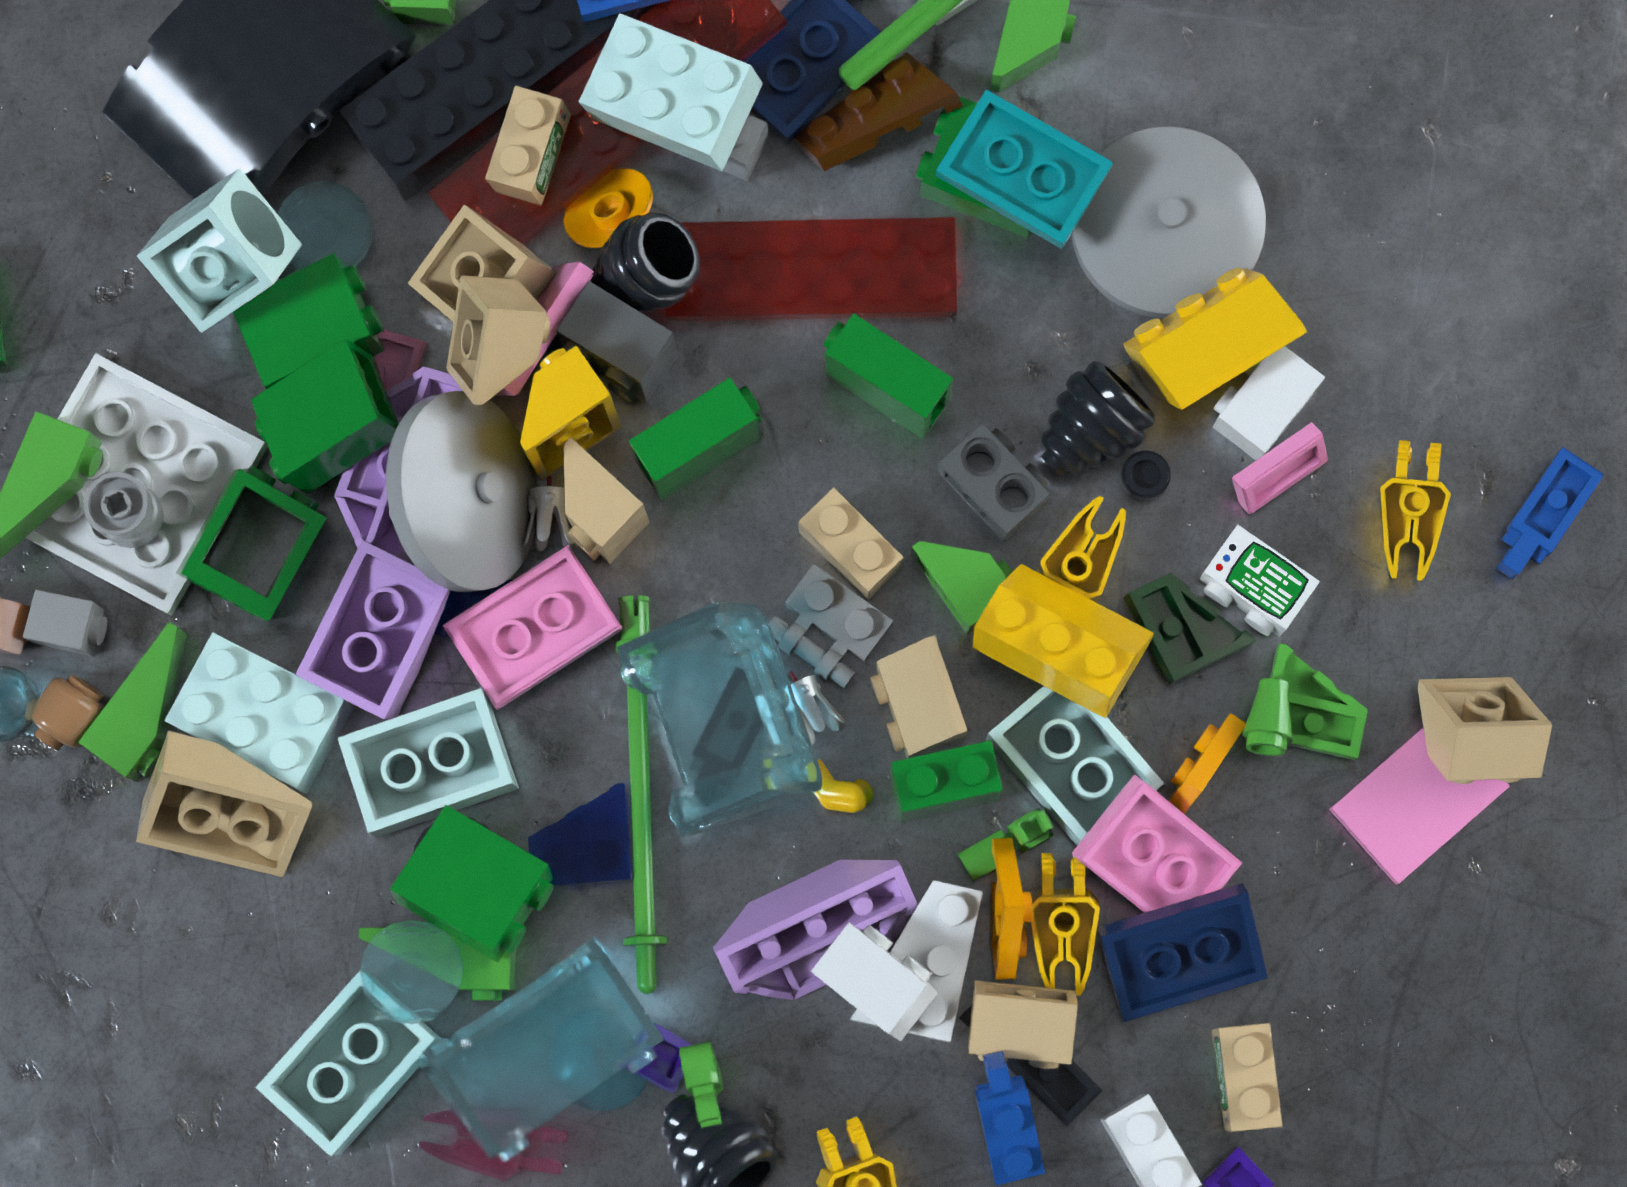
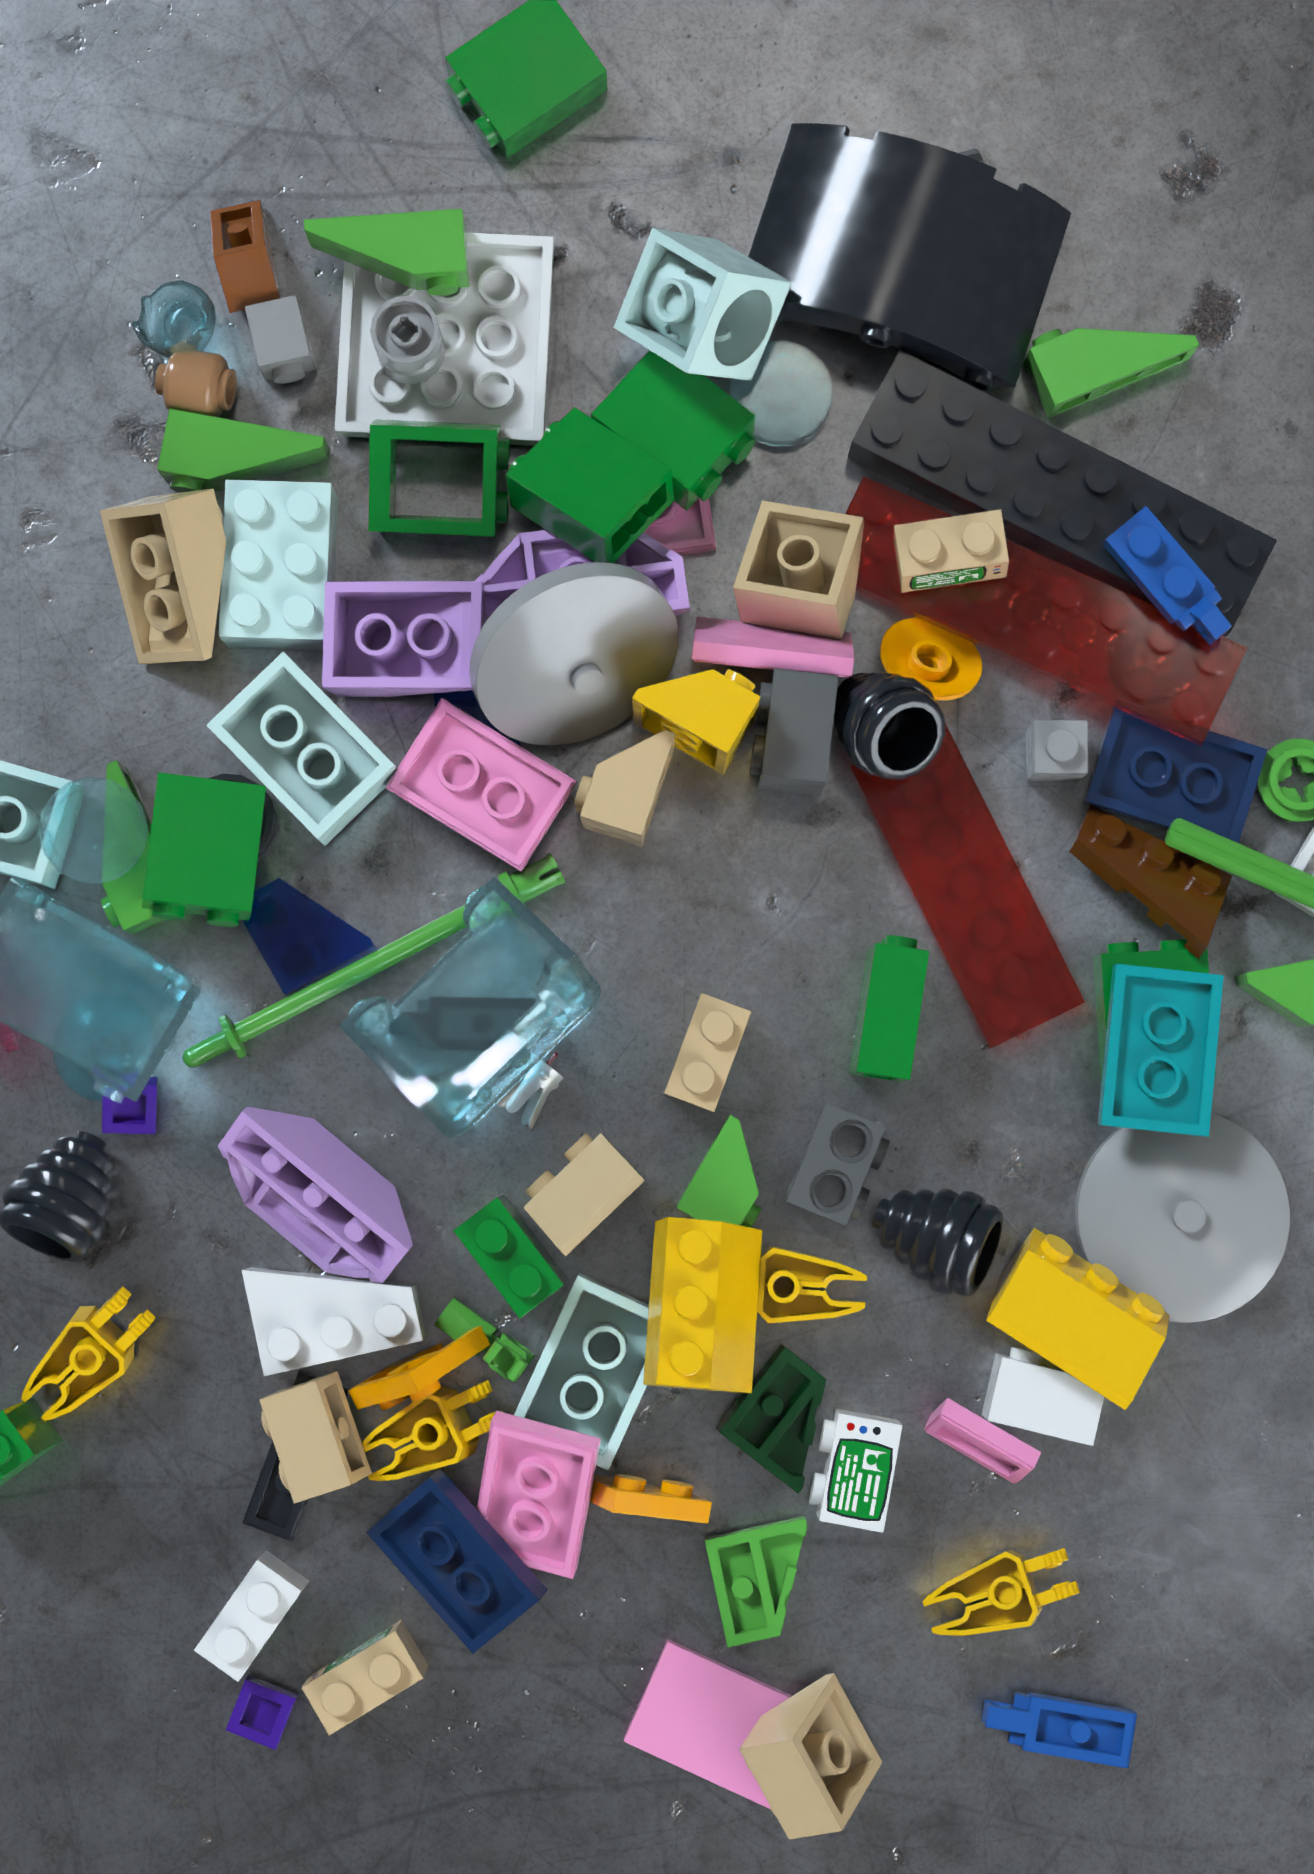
camera: 60 degrees right, 5 degrees up
(494, 335) = (739, 611): tan slope -> none
(544, 502) = (608, 738): flat silver piece -> none
(671, 92) = (1069, 665): light aqua brick -> none
(697, 437) = (738, 854): green brick -> none
(703, 1080) = (121, 1153): bright green bar -> none
(839, 615) = (635, 1071): light grey plate -> none
(843, 795) = (460, 1158): yellow arm -> none
(875, 981) = (284, 1279): white brick -> none
(1008, 1123) = (214, 1466): blue hinge -> none
(1145, 476) = (913, 1309): black tile -> none
(1269, 721) = (722, 1544): bright green cone -> none

